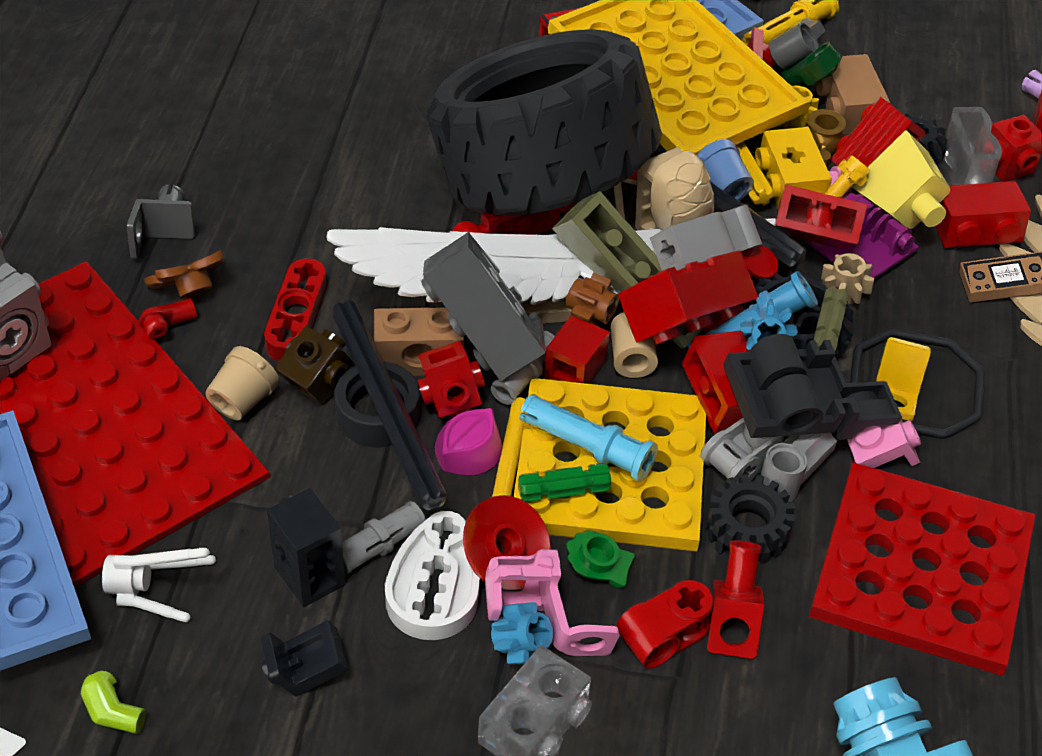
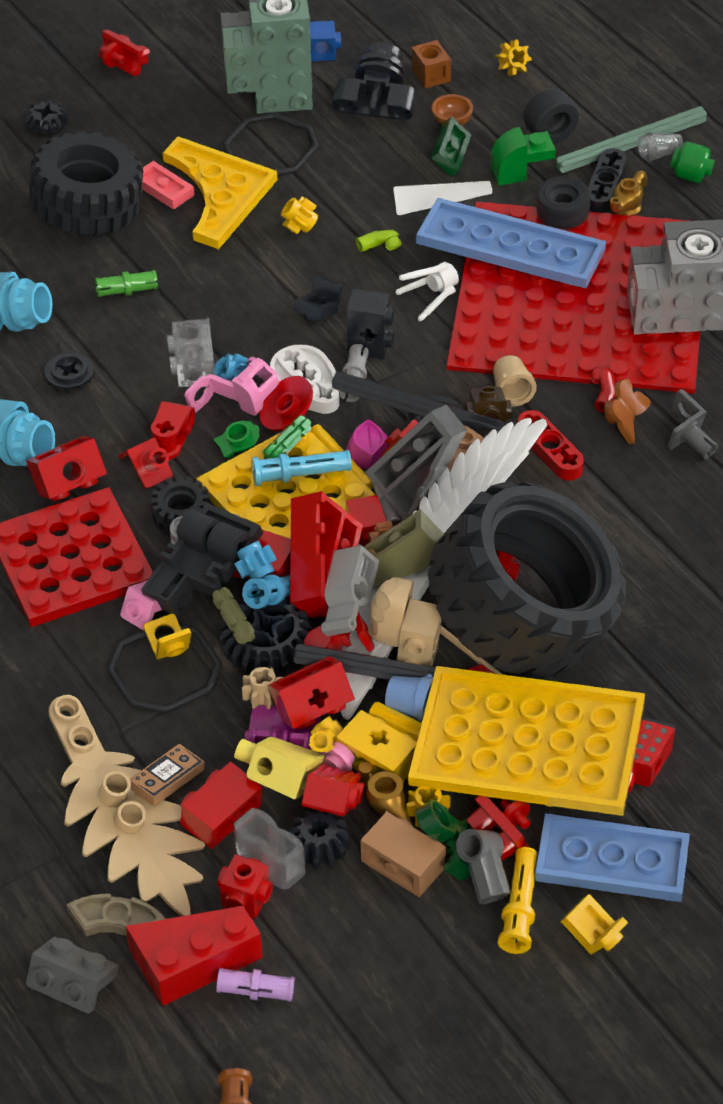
camera: 140 degrees right, 0 degrees up
(855, 649) = (48, 468): none -> red brick

